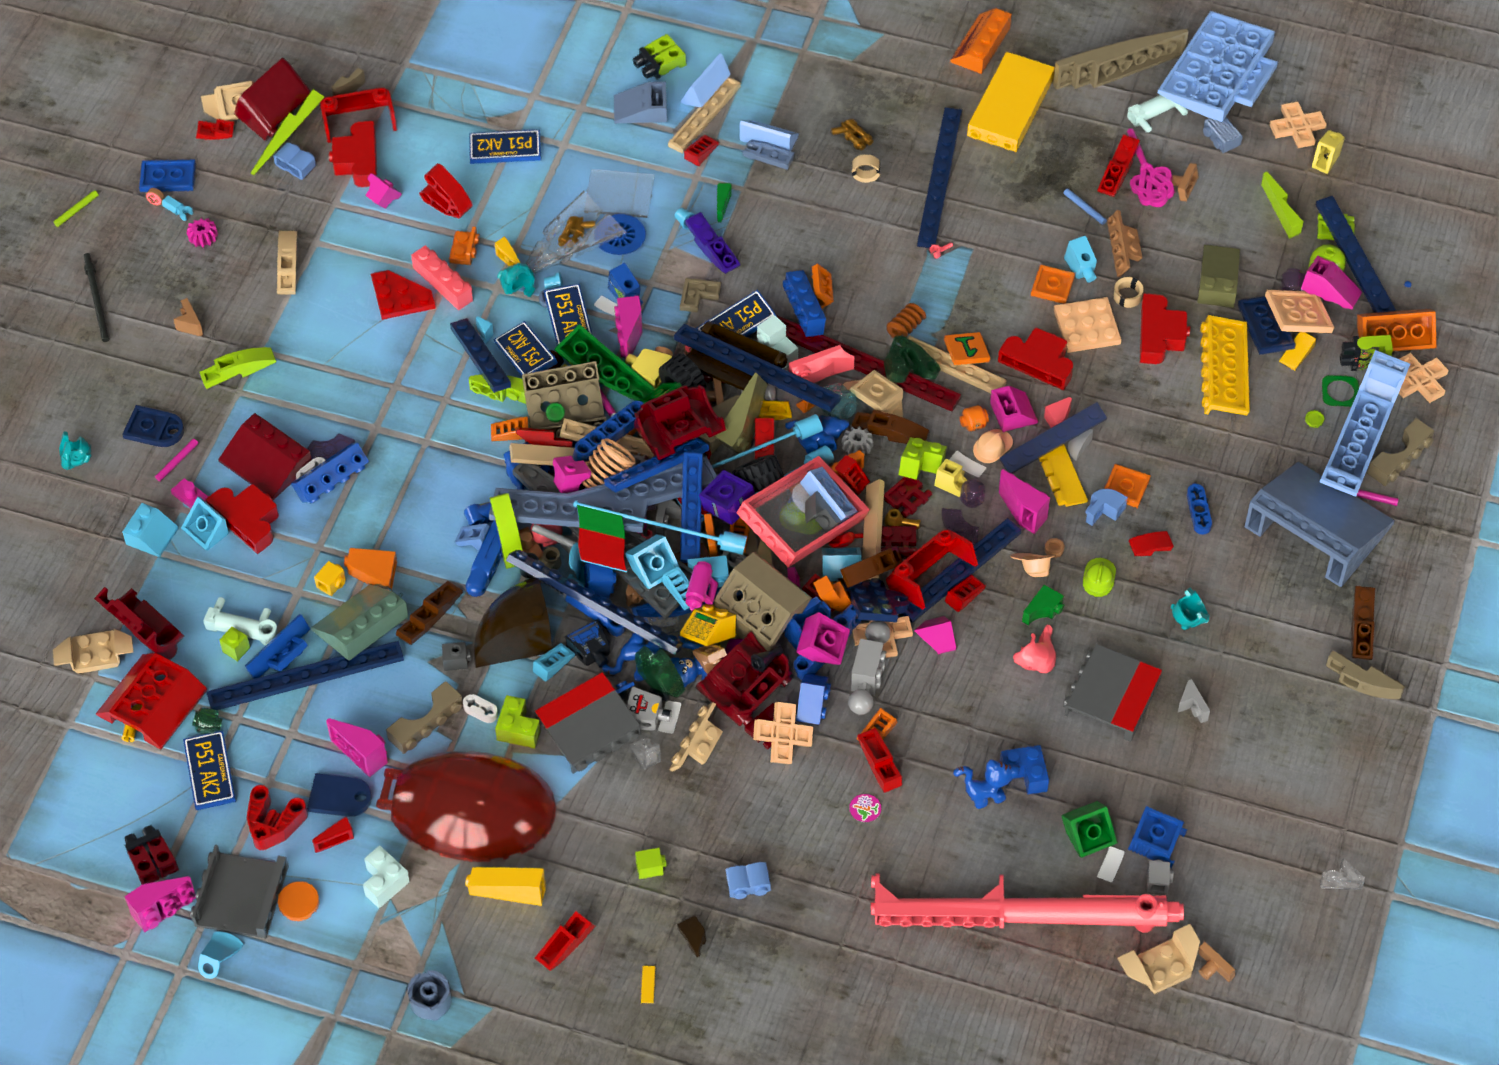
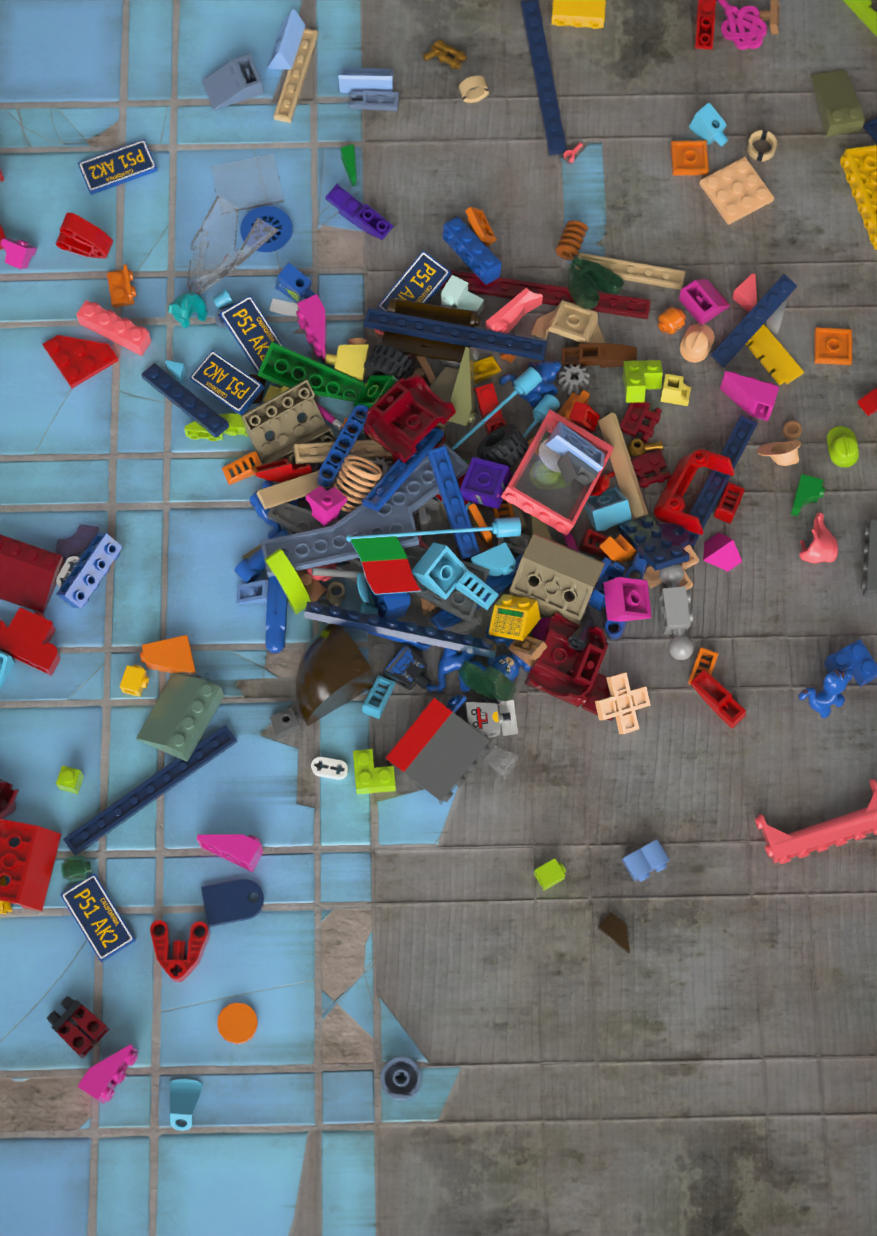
camera: 20 degrees left, 15 degrees up
(239, 894) = (178, 1035): dark grey panel -> none
(255, 629) = (72, 758): light aqua piece -> none
(280, 649) = (117, 772): blue bracket -> none
(334, 835) = (245, 946): red slope -> none
(387, 877) = (314, 972): light aqua brick -> none
(407, 733) = (271, 818): dark tan arch -> none
(429, 613) = (242, 685): reddish brown slope -> none
(469, 805) = (359, 870): clear red windscreen -> none
(505, 252) = (167, 283): yellow slope -> none
(508, 884) = (427, 941): yellow slope -> none
(555, 412) = (281, 439): green tile -> none
(564, 941) = (502, 979): red slope -> none
(574, 226) = (221, 234): pearl gold piece -> none
(648, 980) = (593, 994): yellow window -> none
(659, 57) = (230, 27): lime hips -> none
(683, 214) = (320, 191): medium azure piece -> none
(695, 290) = (361, 264): dark tan tile -> none
(697, 159) = (307, 125): red slope -> none
(699, 584) = (496, 583): dark pink piece -> none
(700, 740) = (545, 734): tan bracket -> none
(813, 692) = (636, 657): brick -> none
(847, 404) = (554, 343): clear light blue piece -> none
(865, 808) = (721, 749): sticker -> none
(871, 566) = (642, 508): reddish brown slope -> none
(955, 522) = (698, 437): clear purple tile -> none
(967, 348) = (637, 250): orange tile -> none
(968, 465) = (681, 369): white sticker -> none
(972, 493) = (700, 399): clear purple head -> none
(1039, 357) = (707, 239): red brick -> none
(1087, 208) = (684, 65): medium blue bar -> none
(1105, 502) = (823, 369): medium blue brick -> none
(1124, 243) = (739, 96): medium nougat bracket -> none
(1161, 329) = (805, 175): red brick -> none

